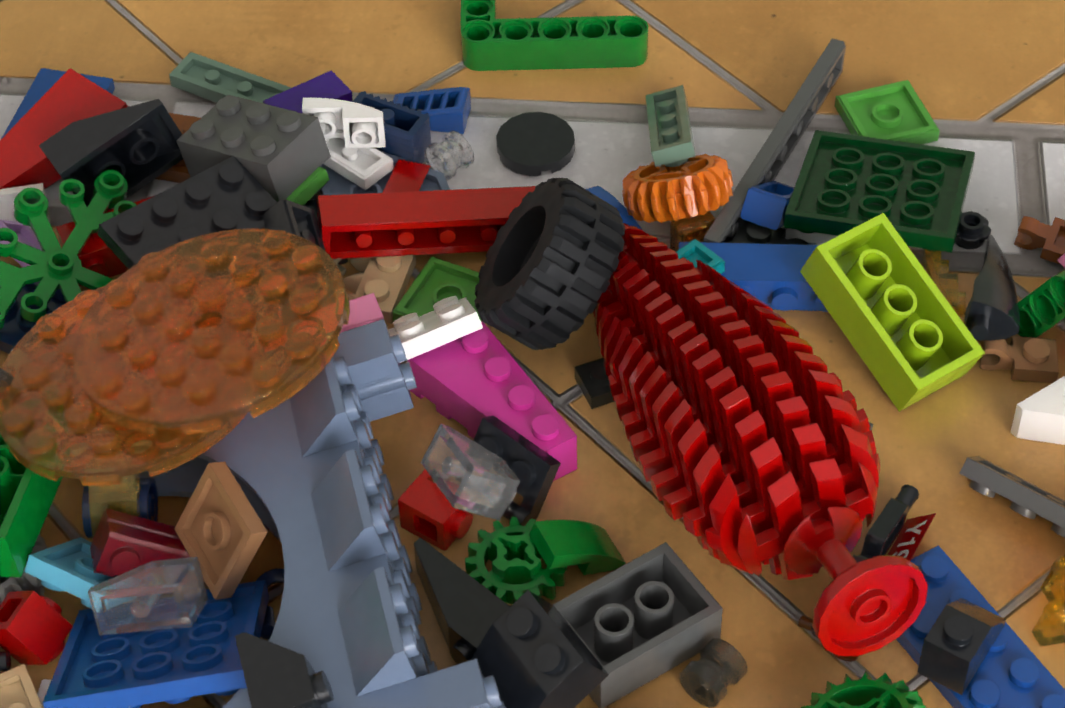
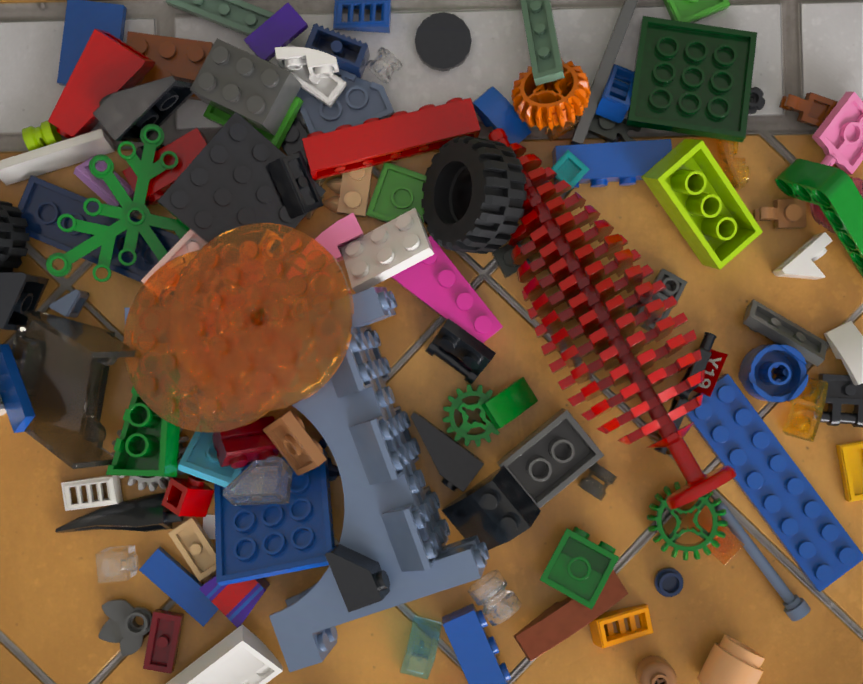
camera: 10 degrees left, 40 degrees up
(406, 177) = (356, 99): red sticker -> none
(430, 515) = (419, 380): red brick -> none
(469, 474) = (438, 366): clear slope -> none
(958, 644) = (747, 453): black slope -> none
(994, 301) = (766, 179): black piece -> none
(1010, 539) = (789, 371): none -> blue brick

